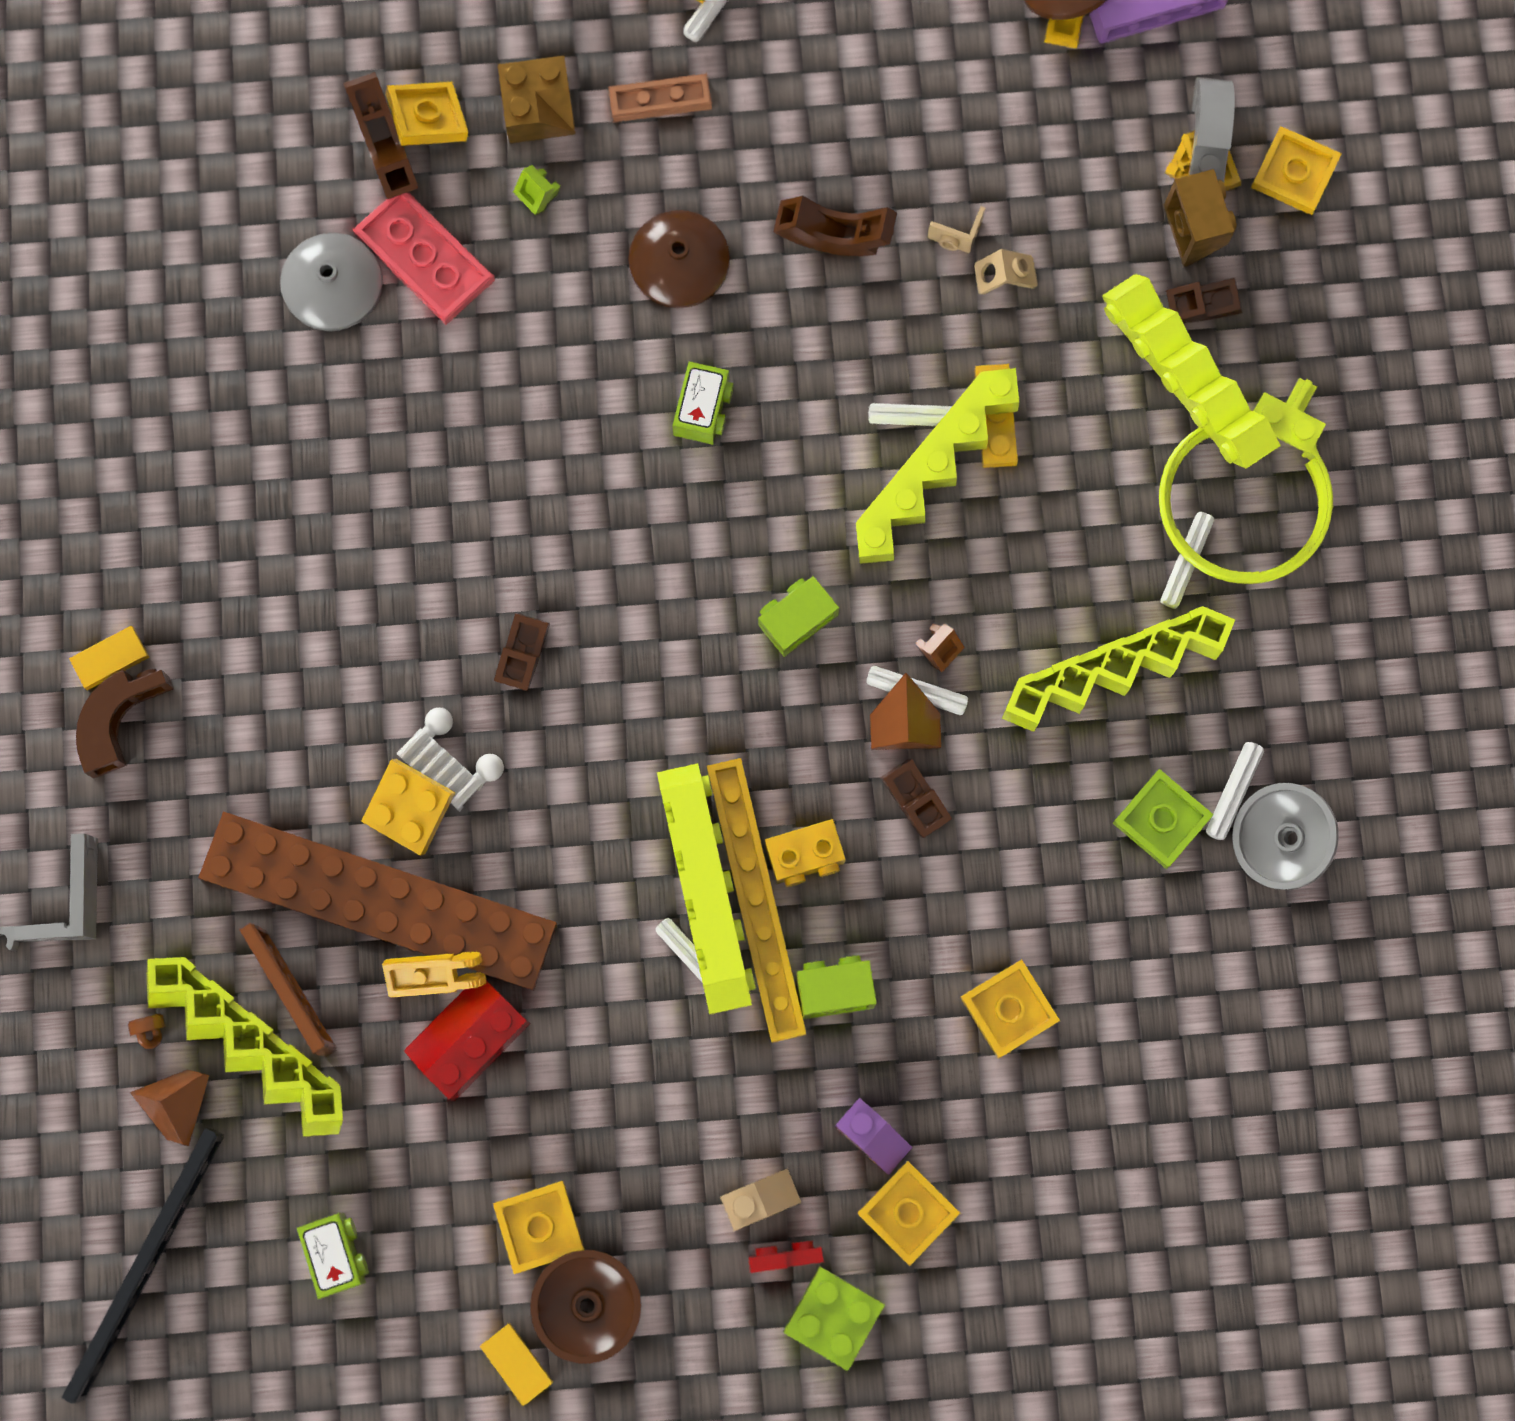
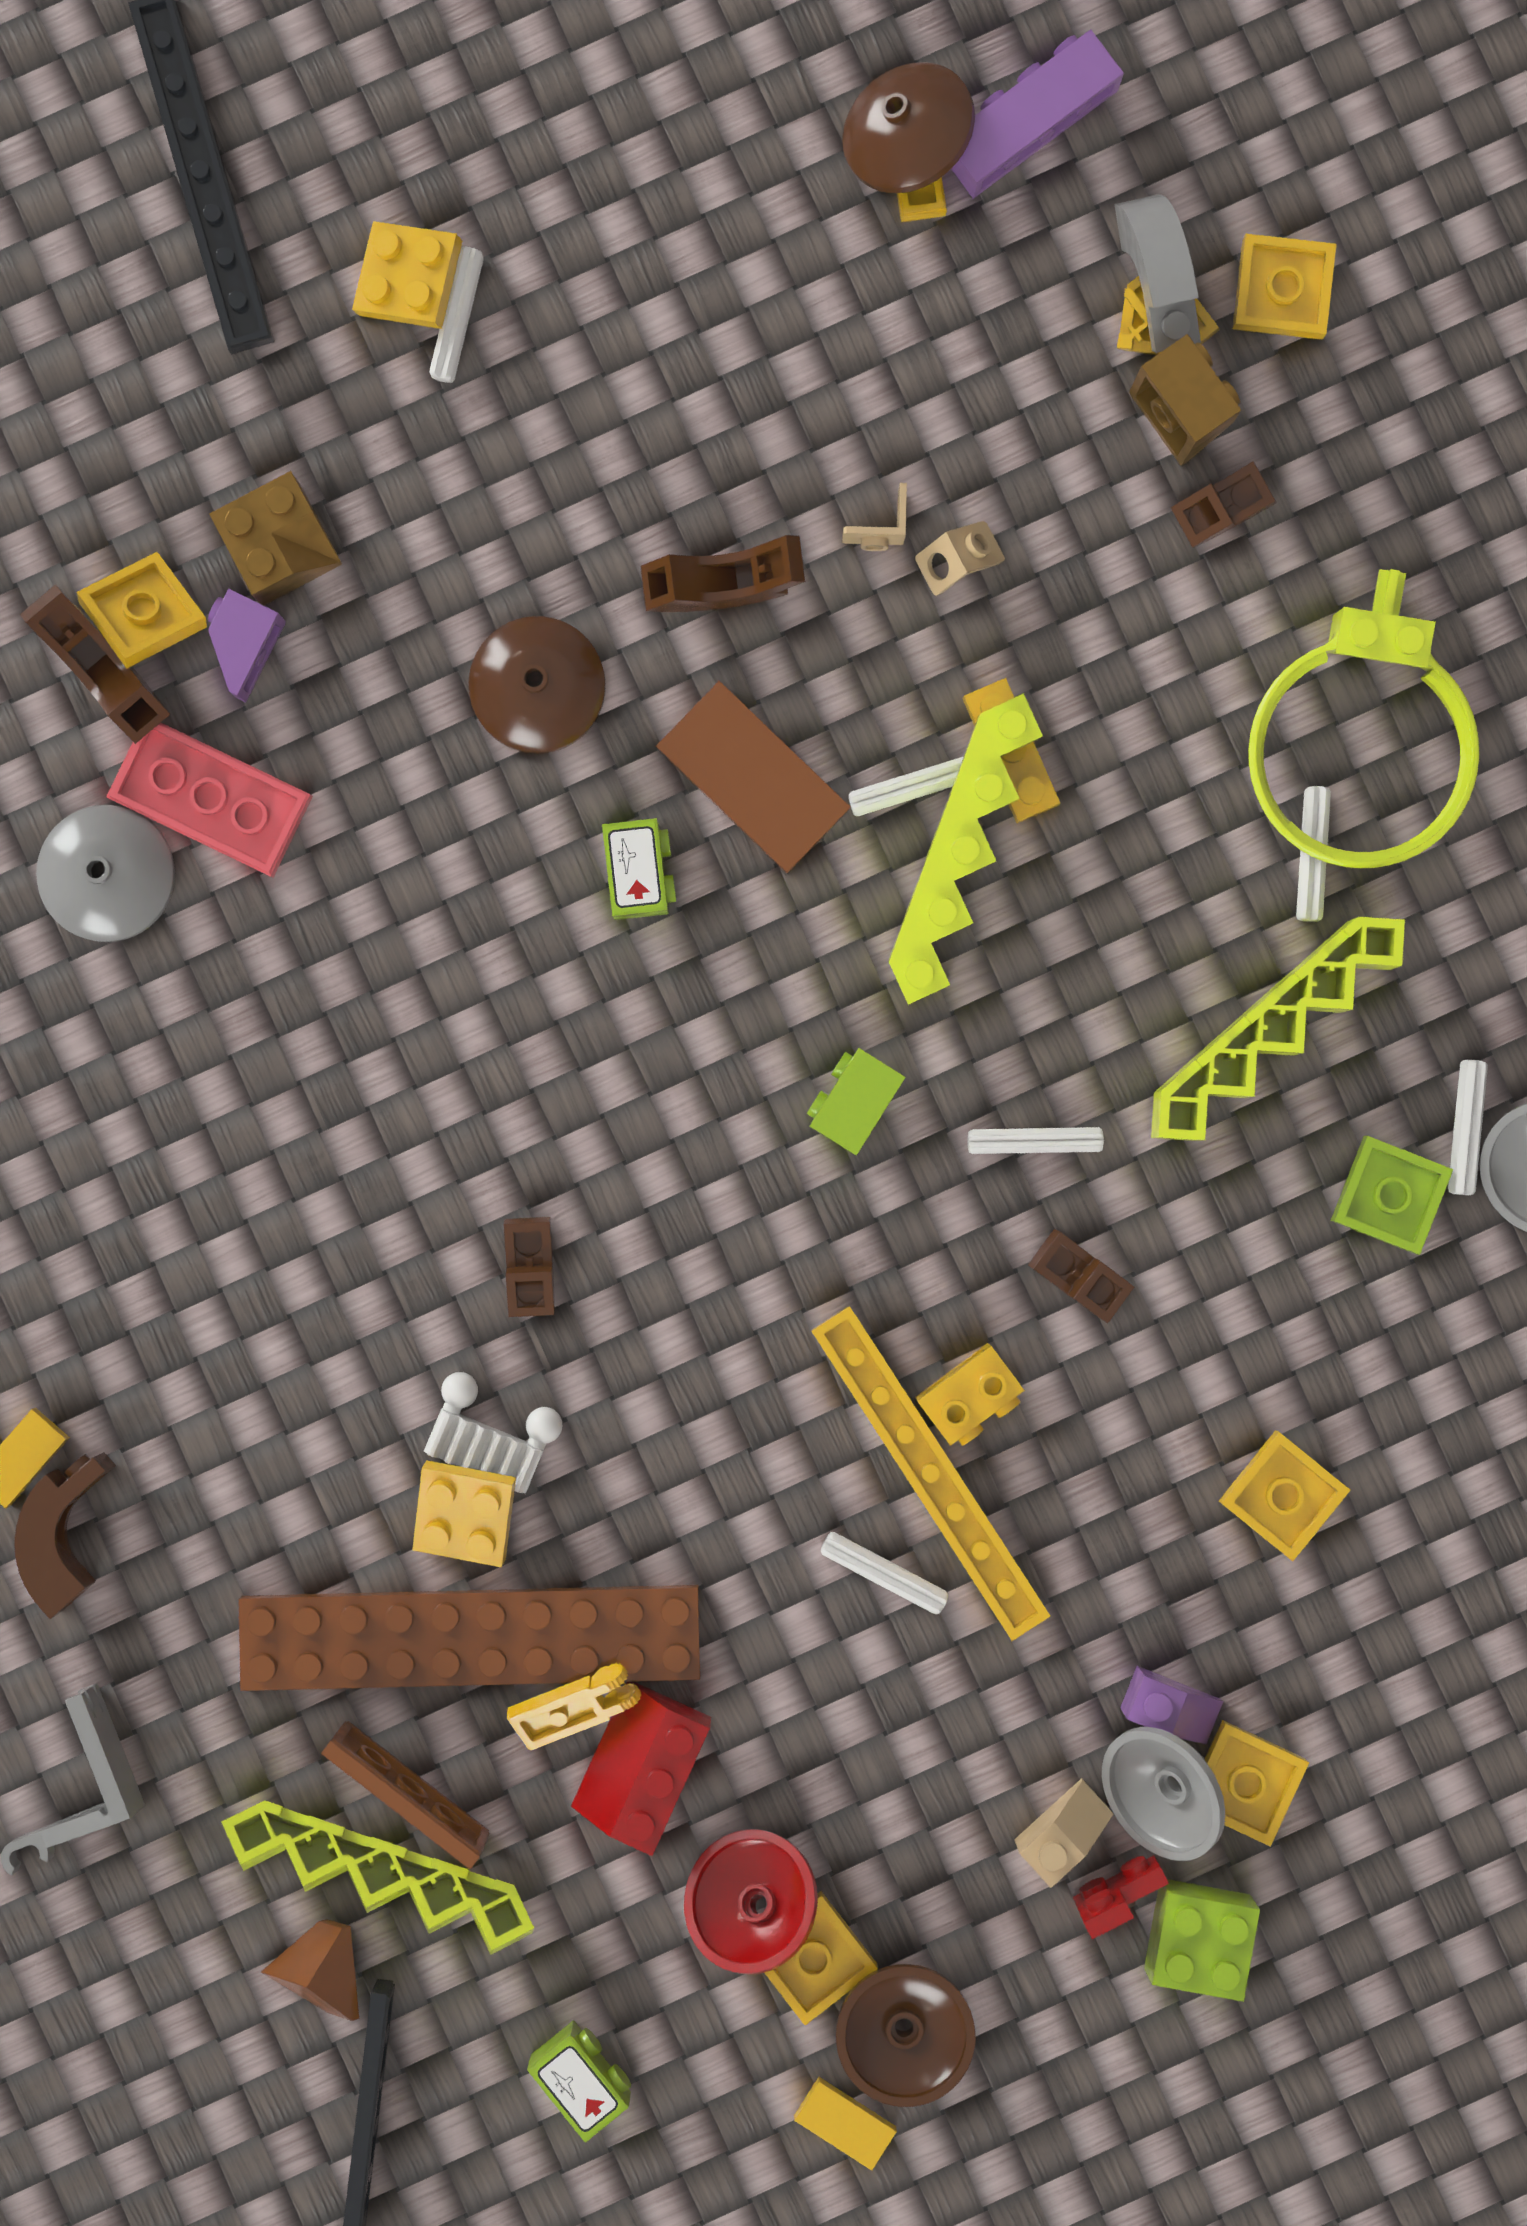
camera: 20 degrees left, 10 degrees up
(142, 1025) = (249, 1891): dark orange tile -> none
(488, 157) = (242, 639): none -> medium lavender slope
(498, 1150) = (724, 1896): none -> red dish
(535, 189) = (318, 660): lime tile -> none
(660, 97) = (433, 476): nougat tile -> none
(705, 888) = (866, 1486): neon yellow brick -> none
(807, 371) = (753, 777): none -> dark orange tile
(835, 988) = (1069, 1553): lime brick -> none
(842, 1191) = (1163, 1793): none -> light grey dish
(905, 719) = (1034, 1184): dark orange slope -> none
(941, 647) = (1048, 1076): dark orange tile -> none
(1189, 372) = (1242, 615): neon yellow brick -> none

